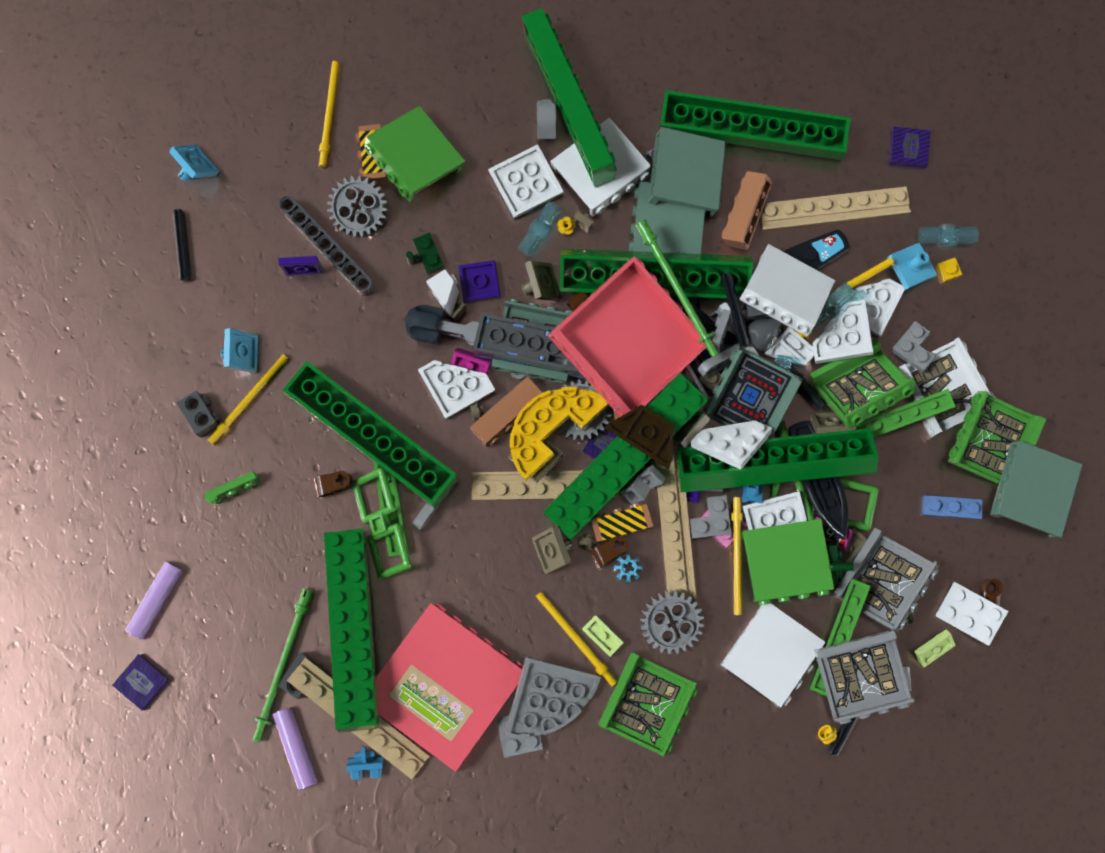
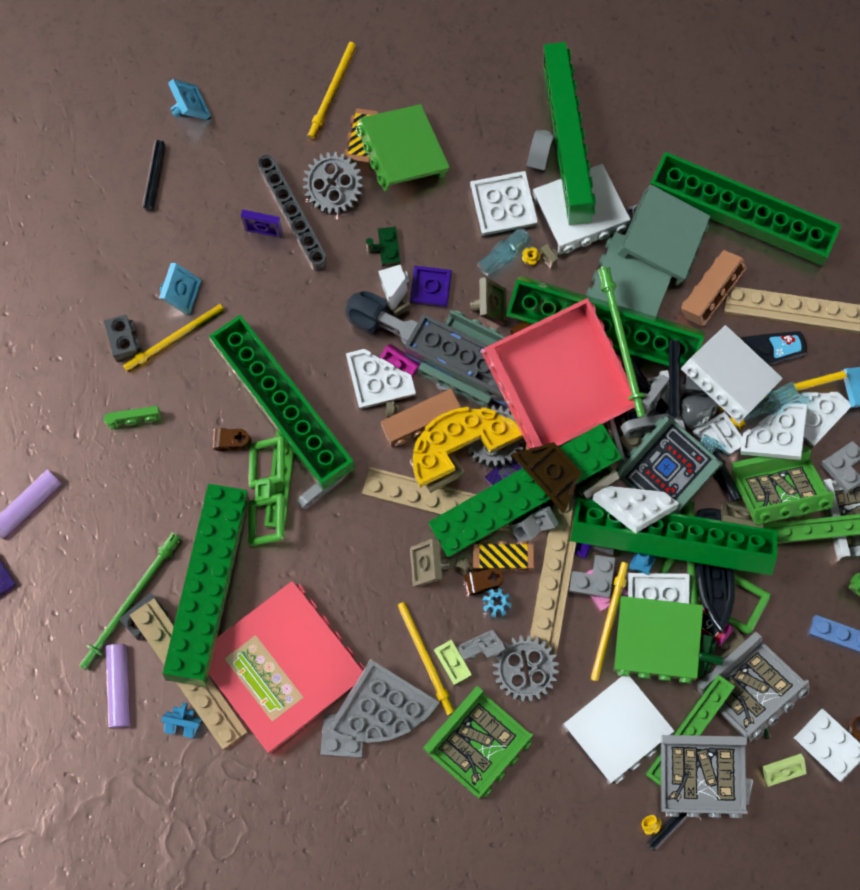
camera: 15 degrees right, 5 degrees down
(628, 609) = (487, 643): none -> light grey plate

